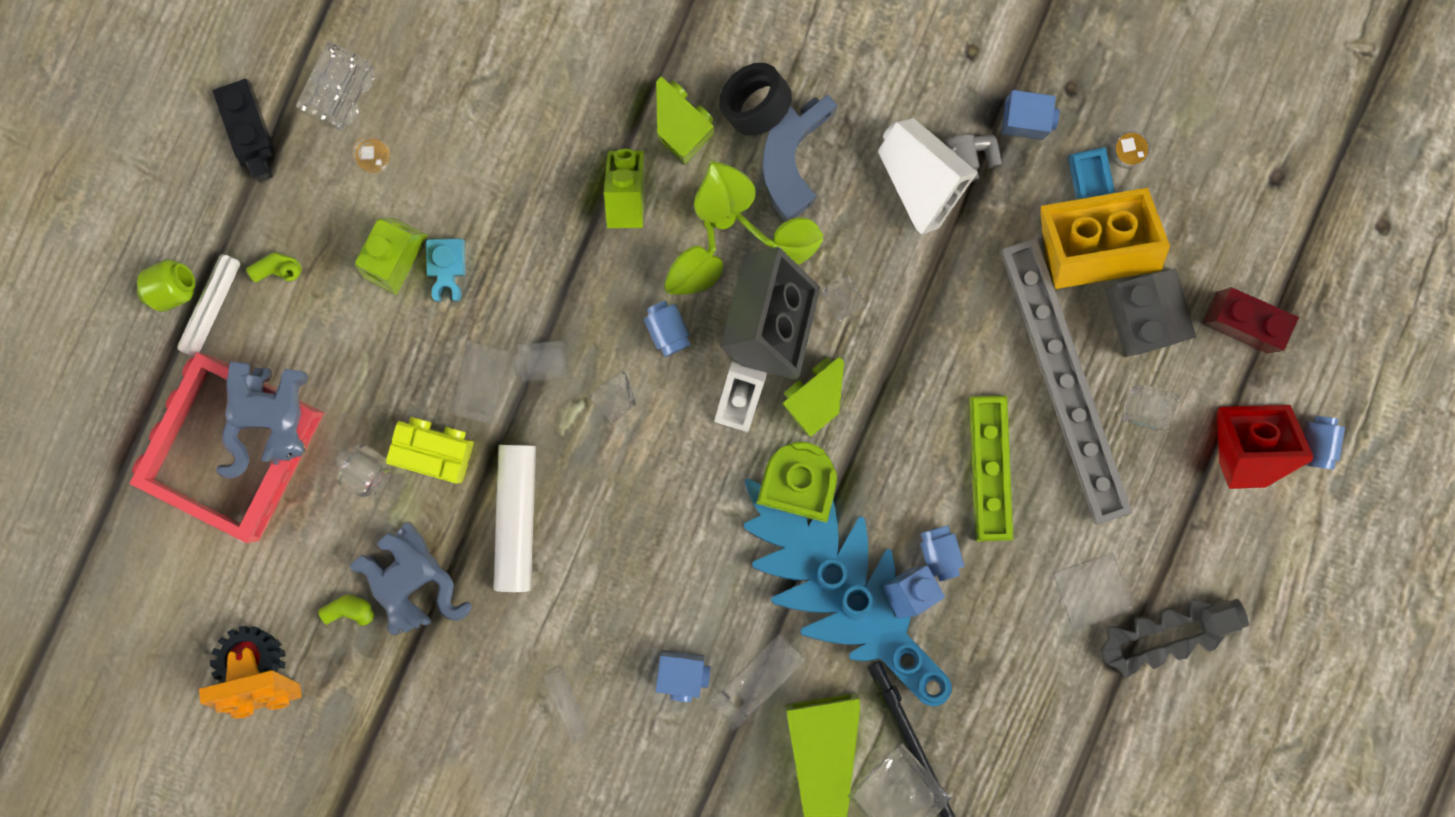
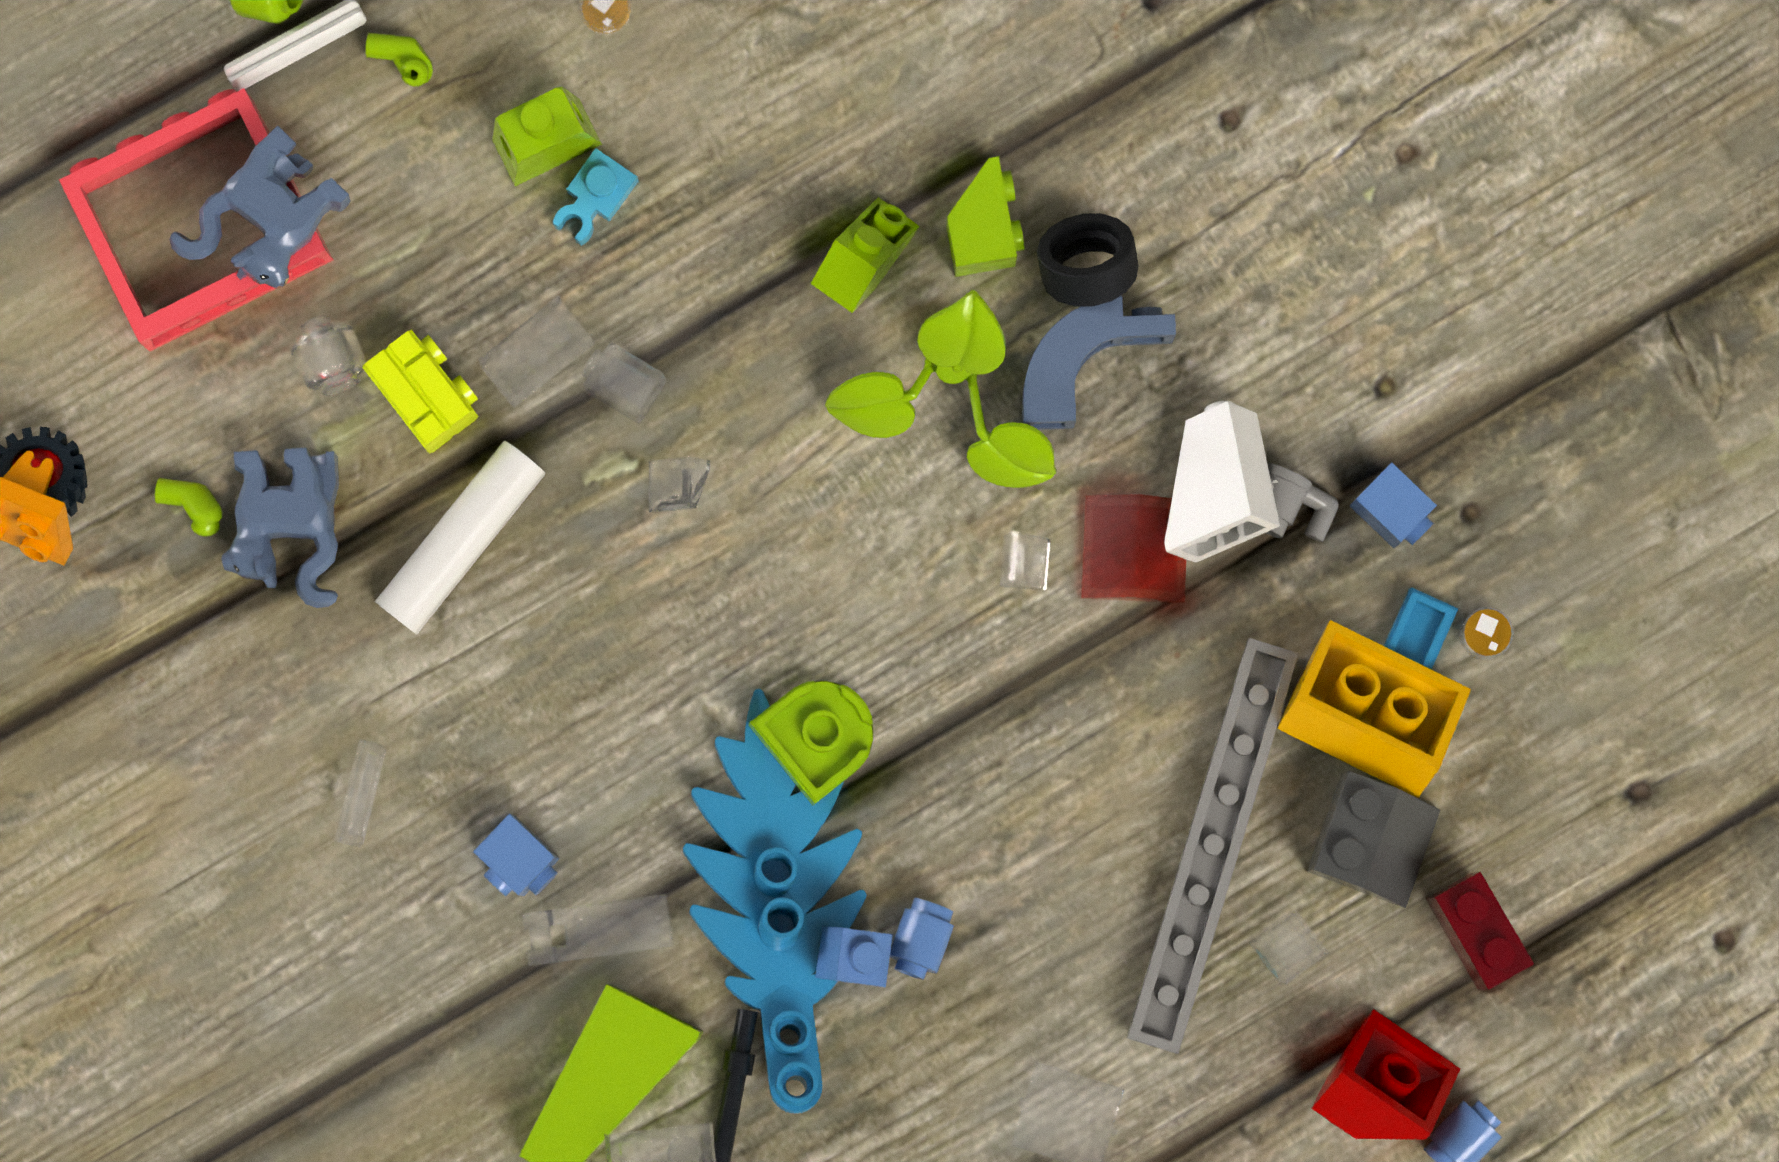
camera: 35 degrees right, 5 degrees down
(667, 328) = (795, 448): medium blue brick -> none
(740, 396) = (832, 578): white slope -> none
(771, 314) = (925, 516): dark grey slope -> none
(817, 400) = (909, 655): lime slope -> none
(896, 248) = (1127, 550): none -> clear red slope
(991, 468) = (1052, 884): lime tile -> none

